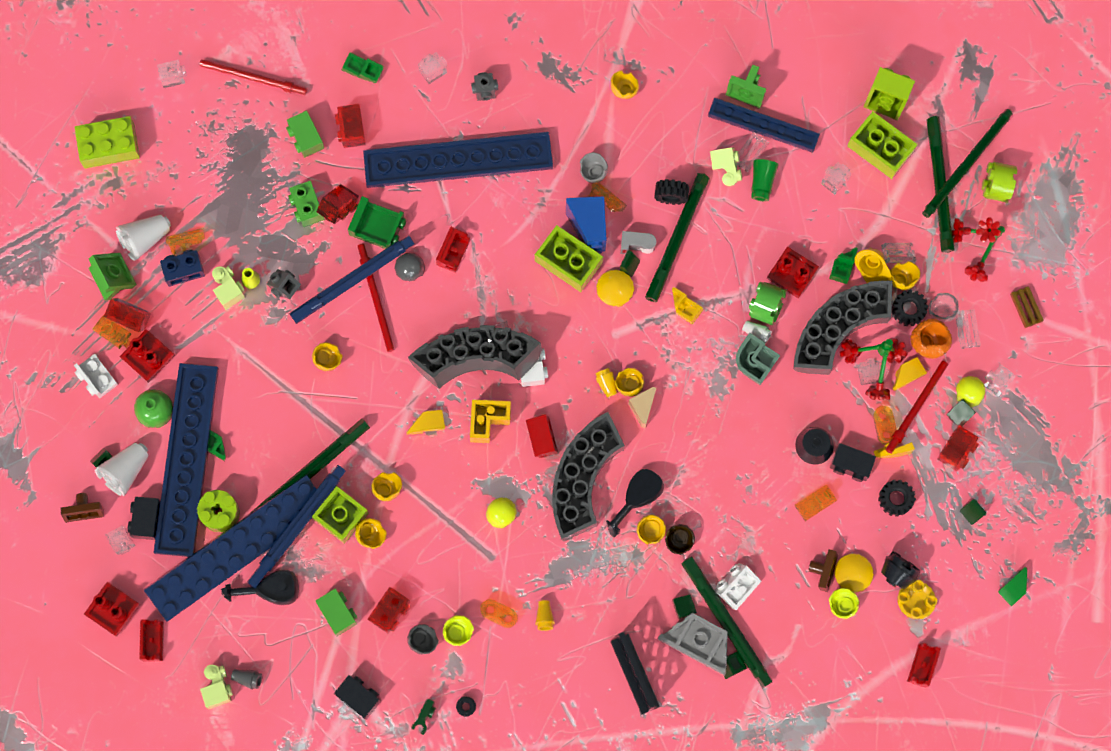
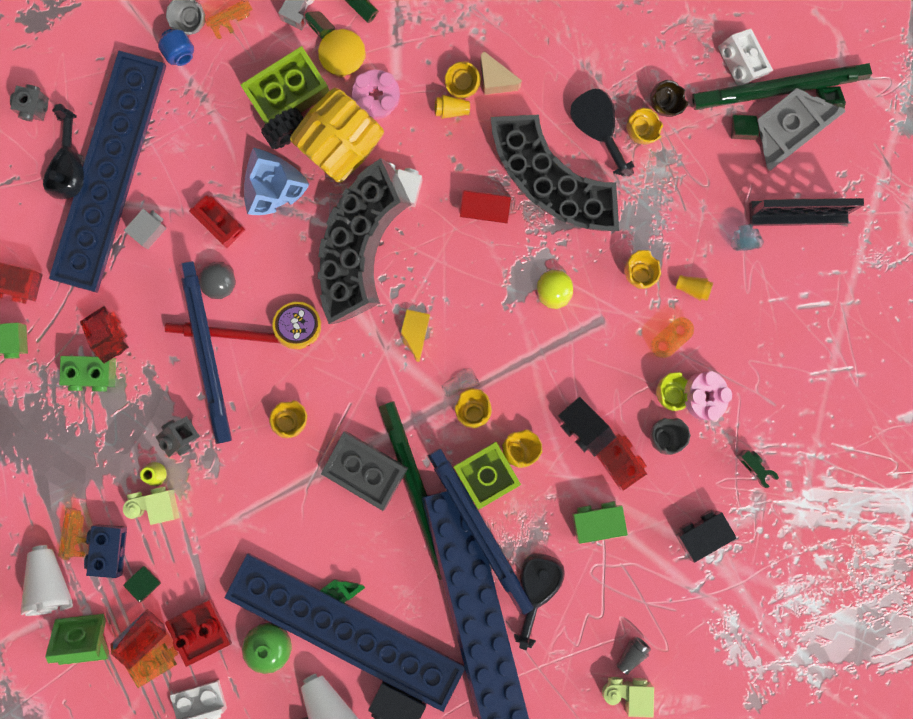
camera: 65 degrees left, 10 degrees up
(167, 302) = (142, 584): none -> dark green slope
(213, 501) = (426, 631): lime brick -> none
(309, 425) = (364, 470): none -> dark grey plate
(376, 224) = (148, 298): green panel -> none
(398, 335) = (296, 325): none -> tile
(404, 471) = (460, 382): none -> clear cone
(404, 573) = (587, 426): none -> black brick
(426, 202) = (146, 228): none -> light grey brick
(445, 130) = (65, 172): none -> black piece
(459, 646) = (718, 393): none -> bright pink plate
(470, 701) = (769, 419): black plate -> none
(487, 413) = (434, 259): yellow brick -> none
(495, 276) = (271, 183): none -> light blue brick
(539, 269) = (281, 128): none -> black tyre
(541, 570) = (642, 269): none -> yellow hair
(547, 307) = (337, 135): none -> yellow wheel
(568, 170) = (176, 47): none -> blue head
(588, 220) = (249, 45): blue slope -> none
(596, 314) = (384, 83): none -> bright pink plate
(597, 640) = (746, 238): none -> clear light blue cone

